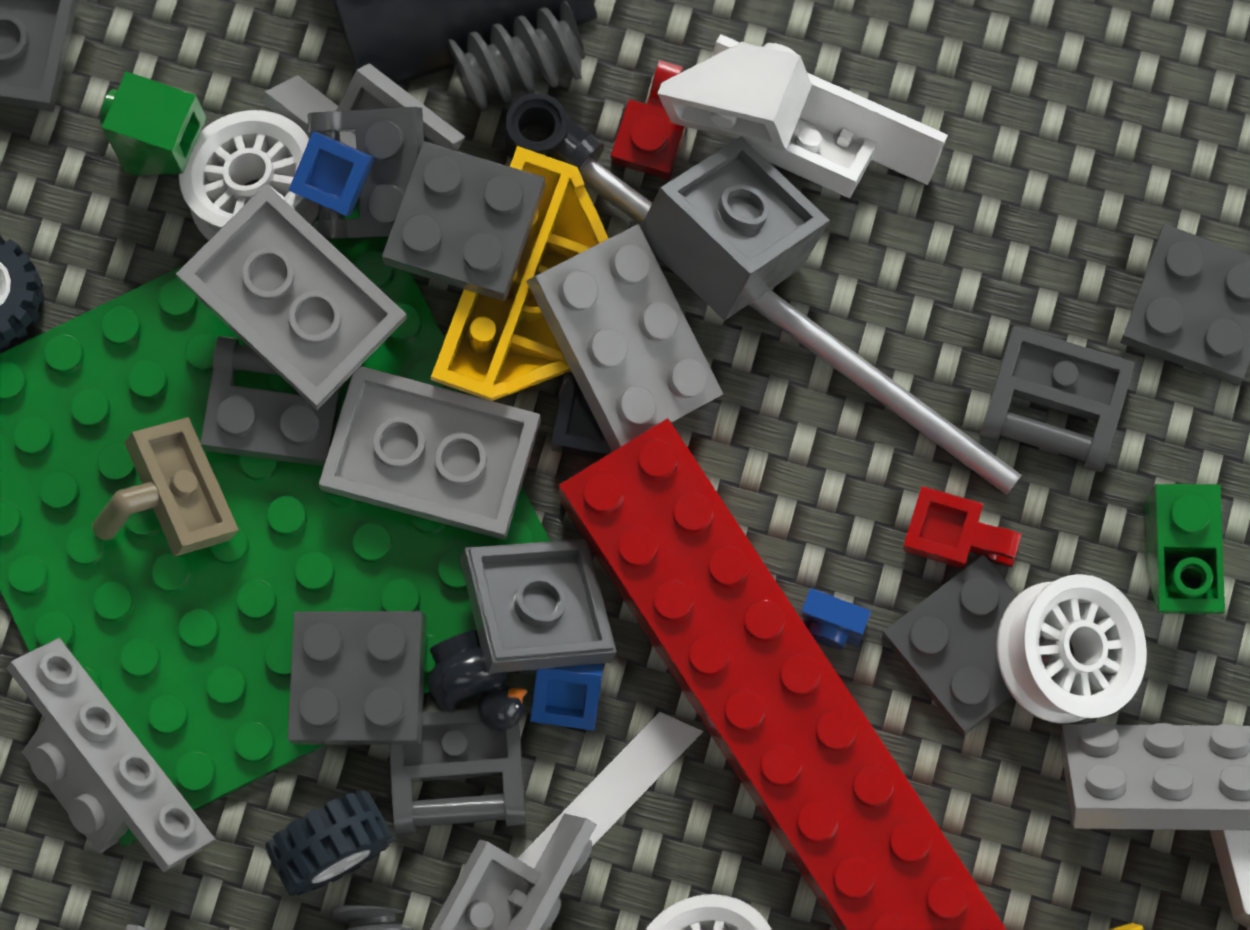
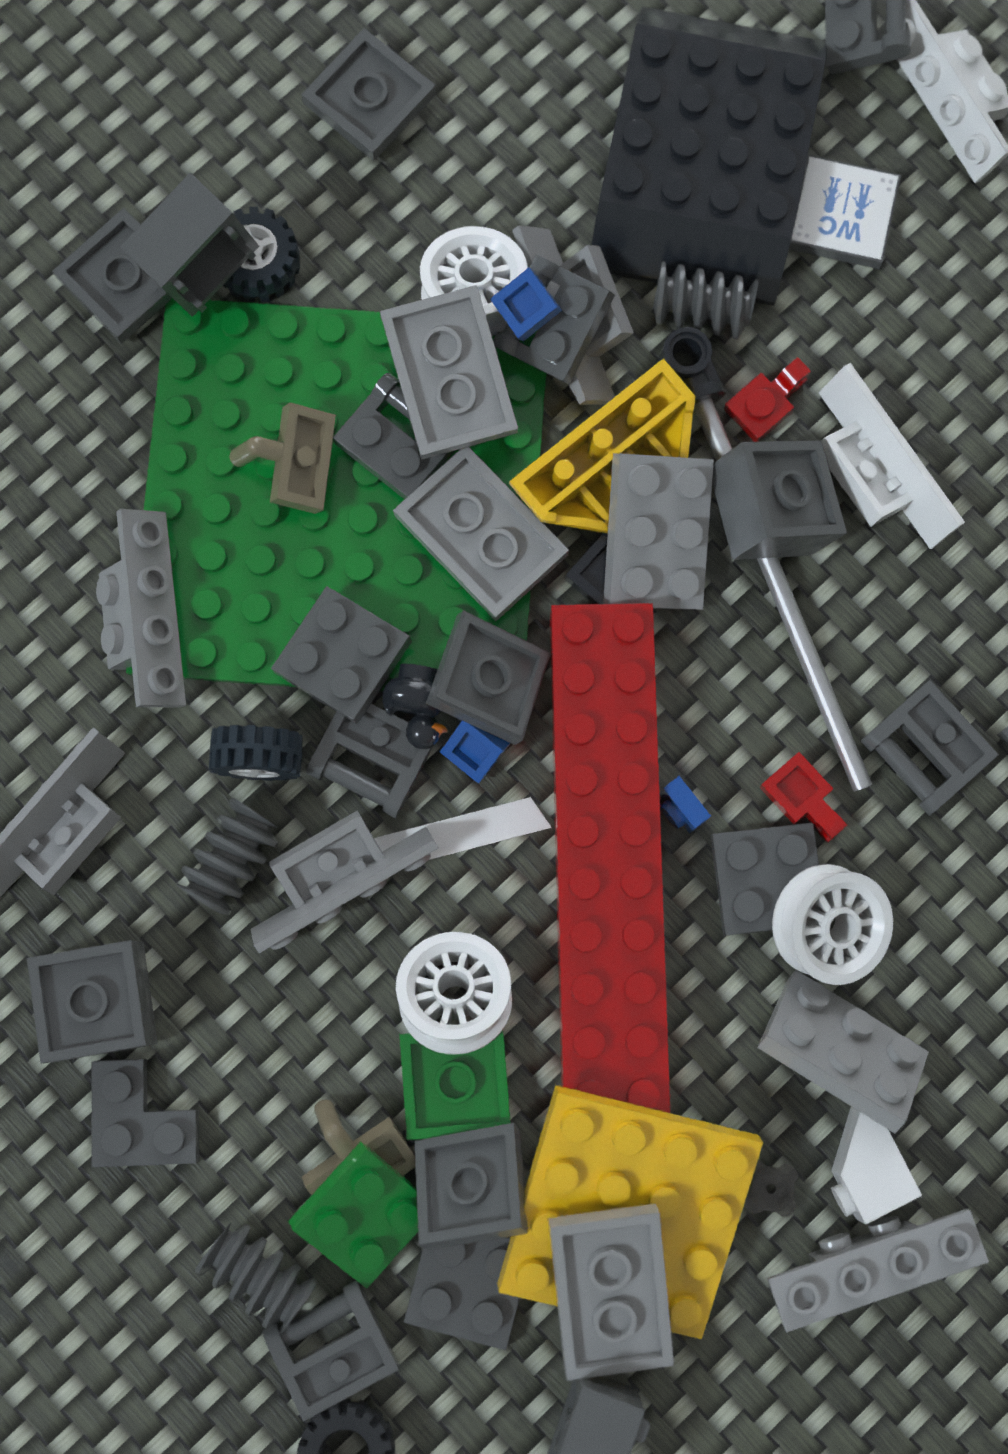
camera: 30 degrees right, 5 degrees up
(151, 125) = (427, 202): green slope -> none
(464, 221) = (595, 388): dark grey plate -> none
(741, 94) = (839, 411): white slope -> none
(1185, 548) = (954, 903): green slope -> none

